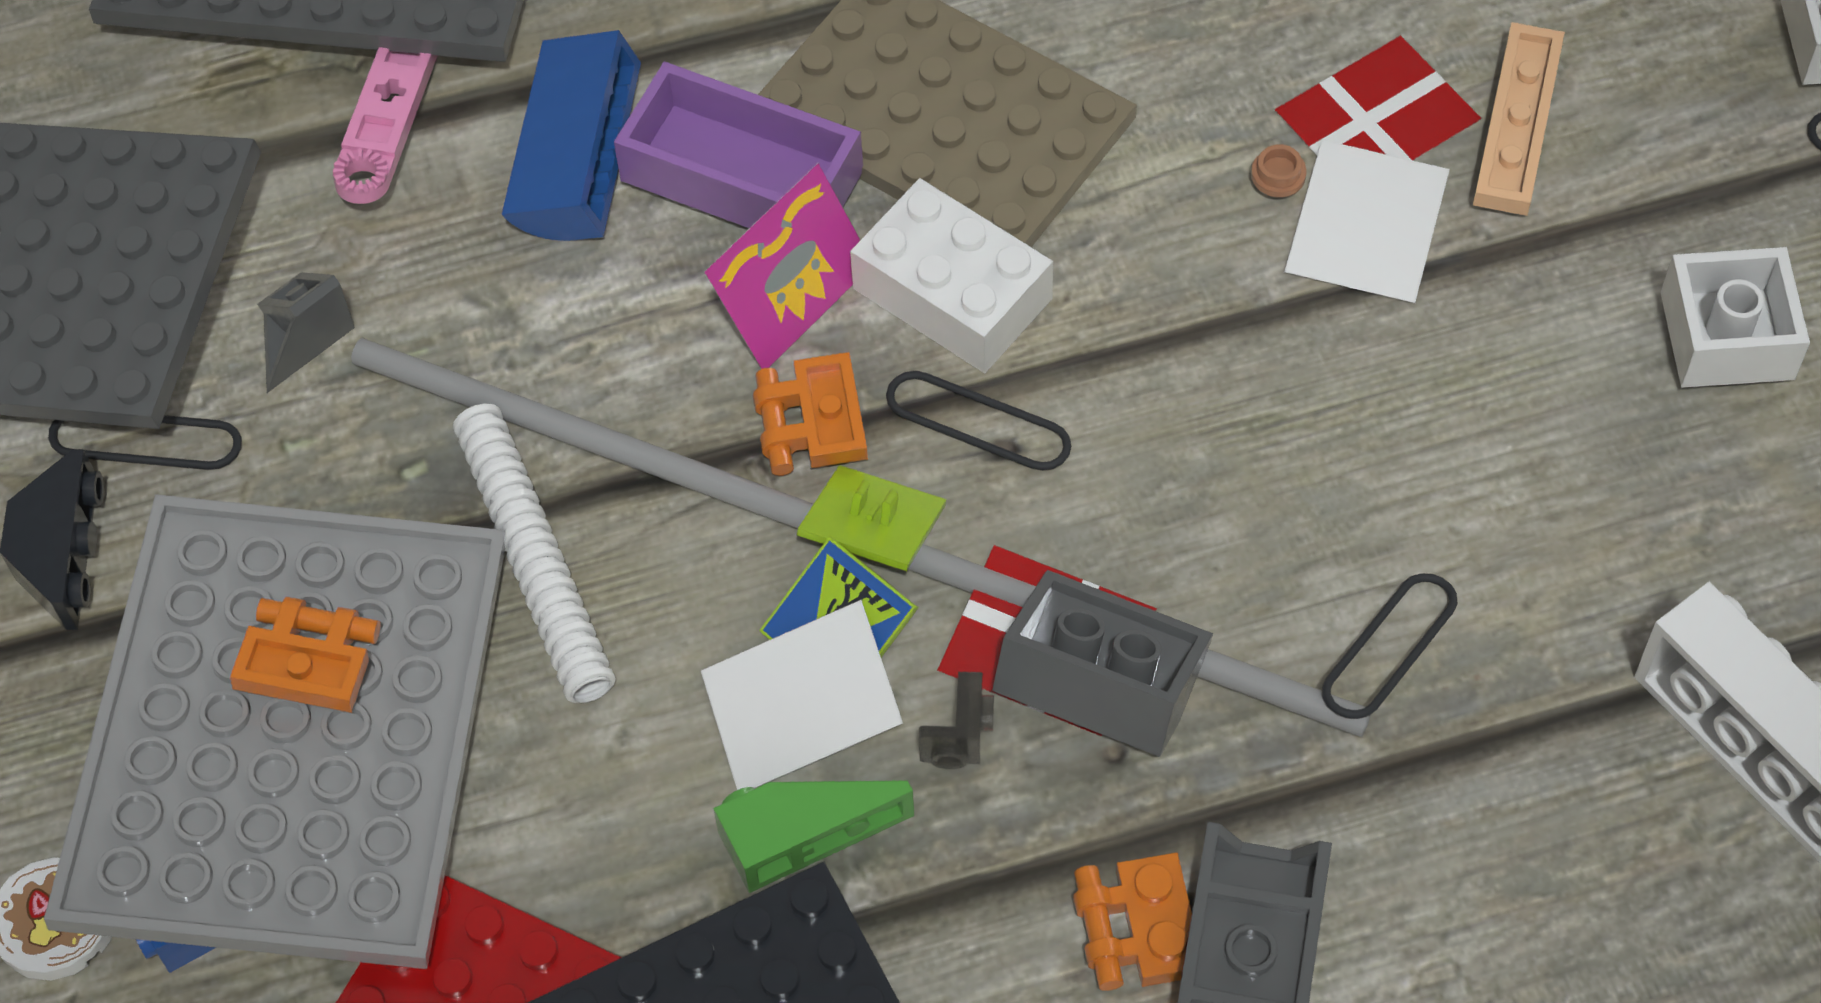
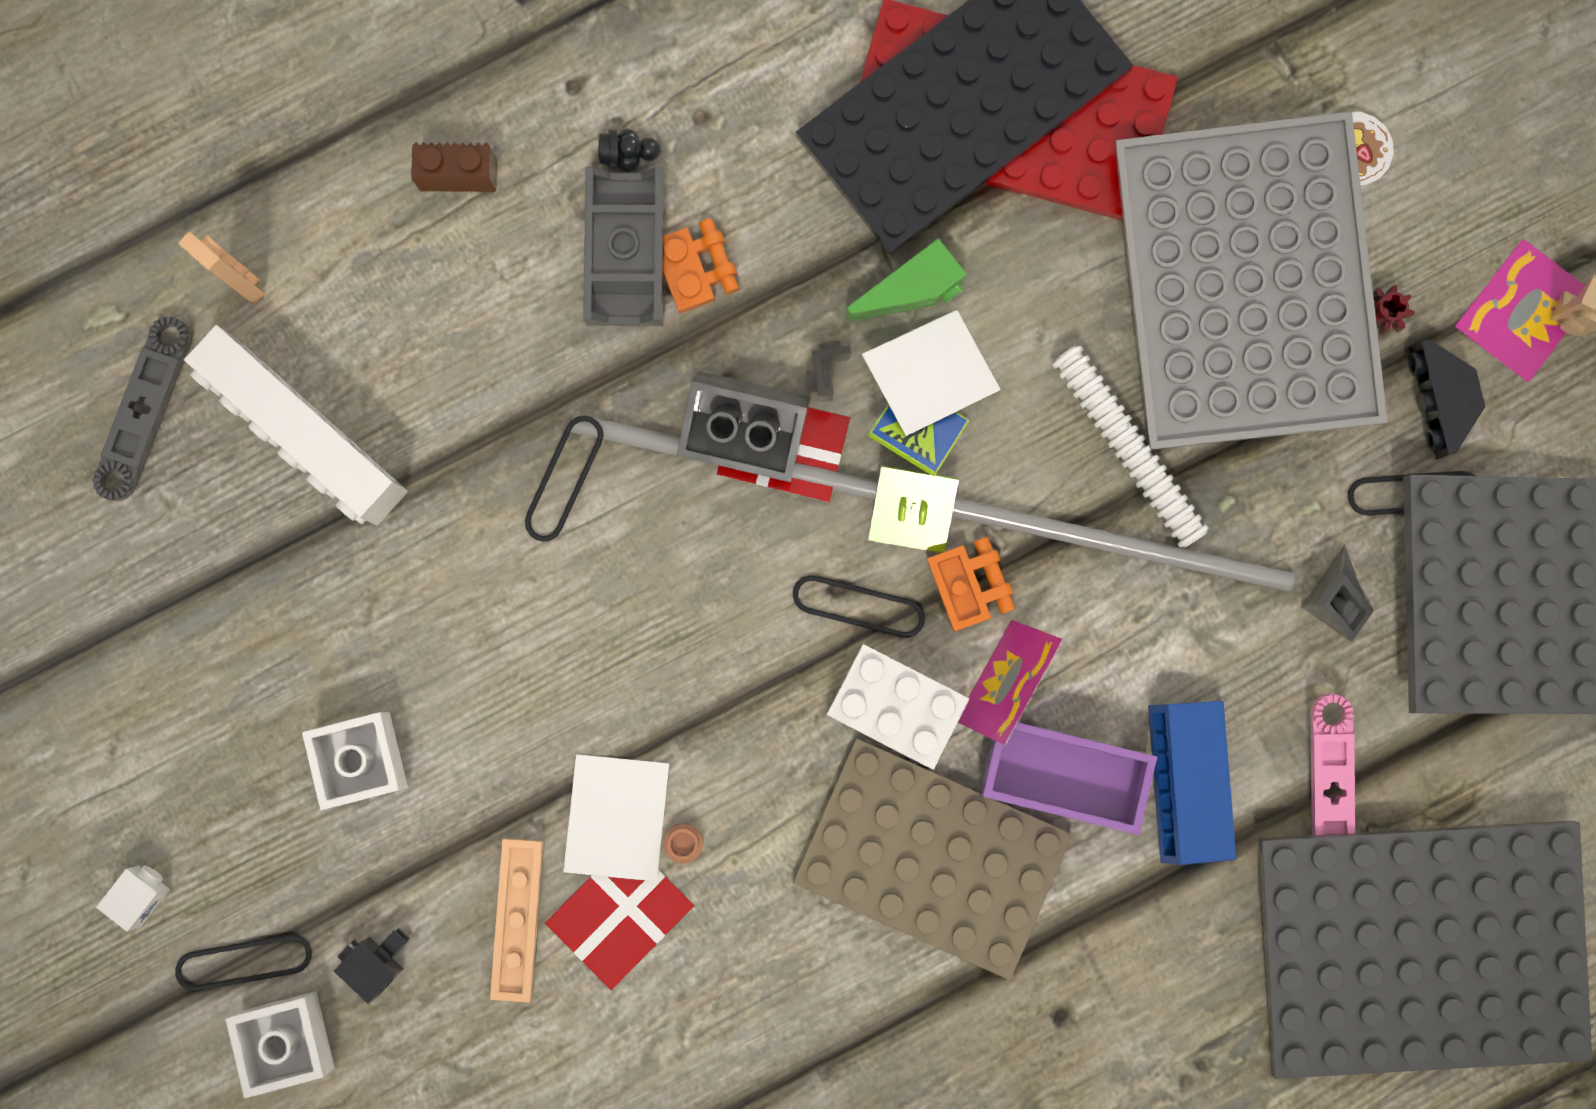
camera: 165 degrees right, 25 degrees up
(85, 667) = (1397, 304): none -> dark red gear
(301, 667) = (1250, 306): orange plate -> none
(1725, 91) = (370, 967): none -> black brick

